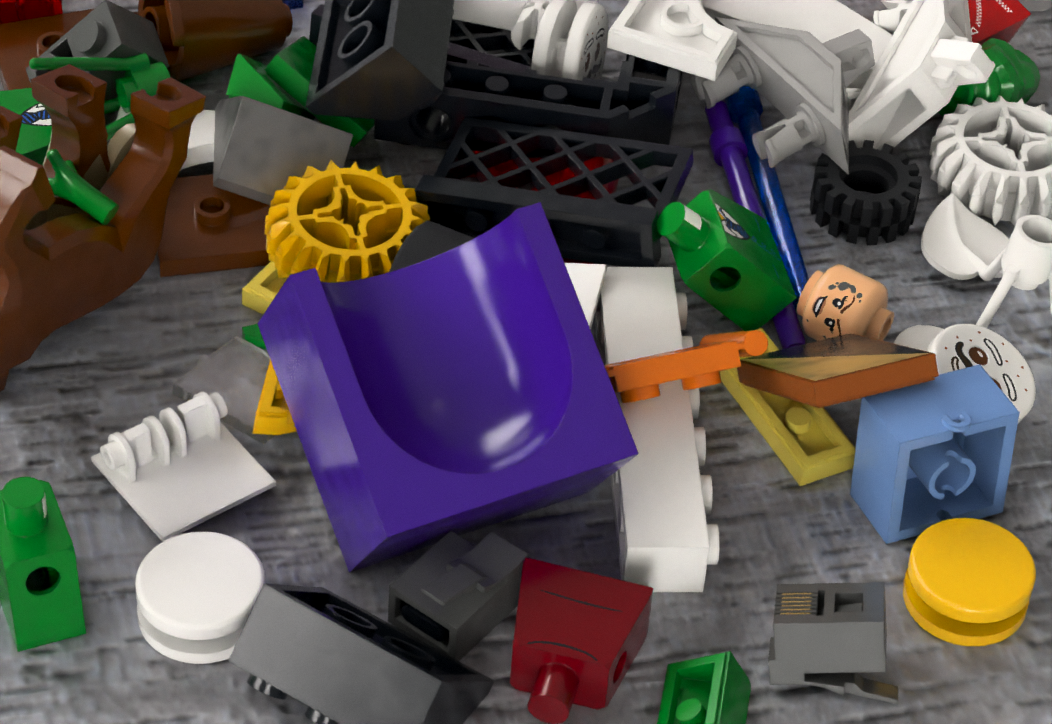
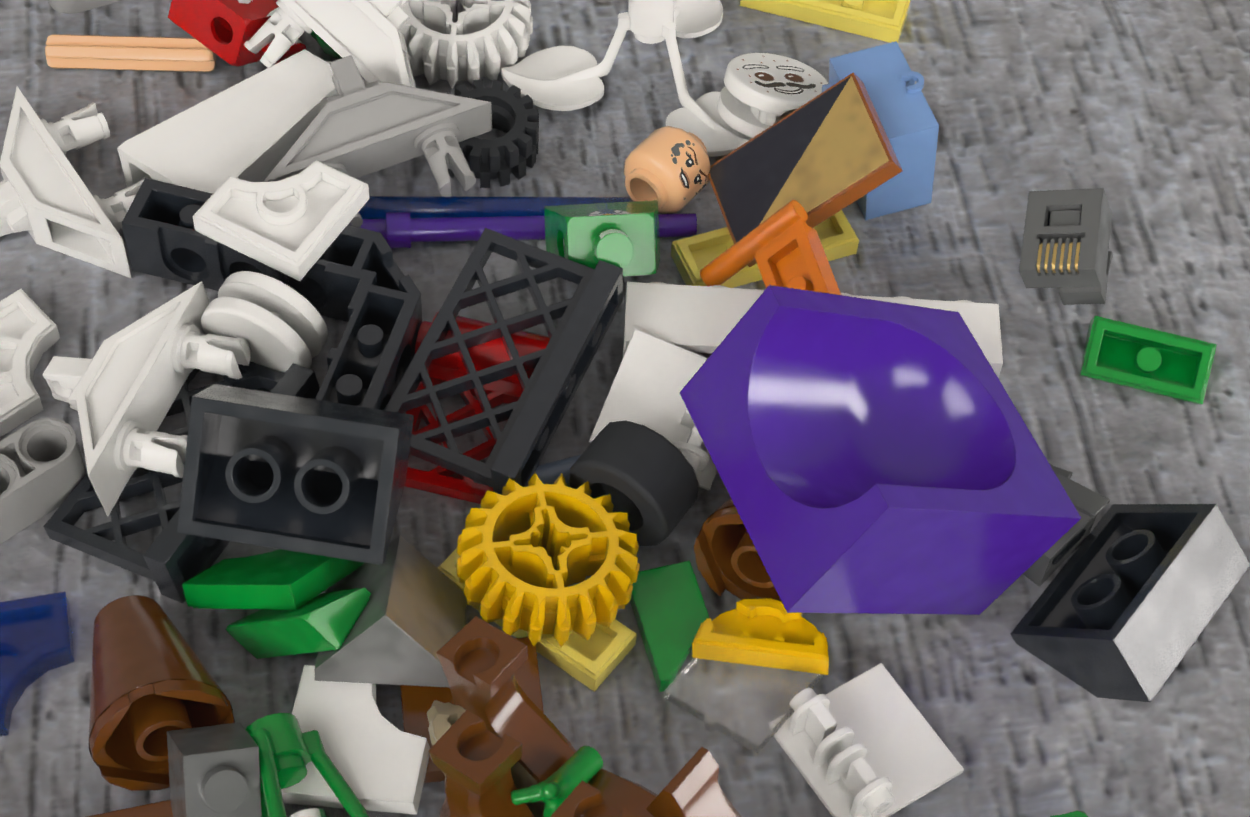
camera: 85 degrees left, 10 degrees up
(197, 595) = (1050, 732): white head -> none
(574, 637) = (1089, 425): dark red torso -> none
(969, 581) = (989, 149): yellow head -> none

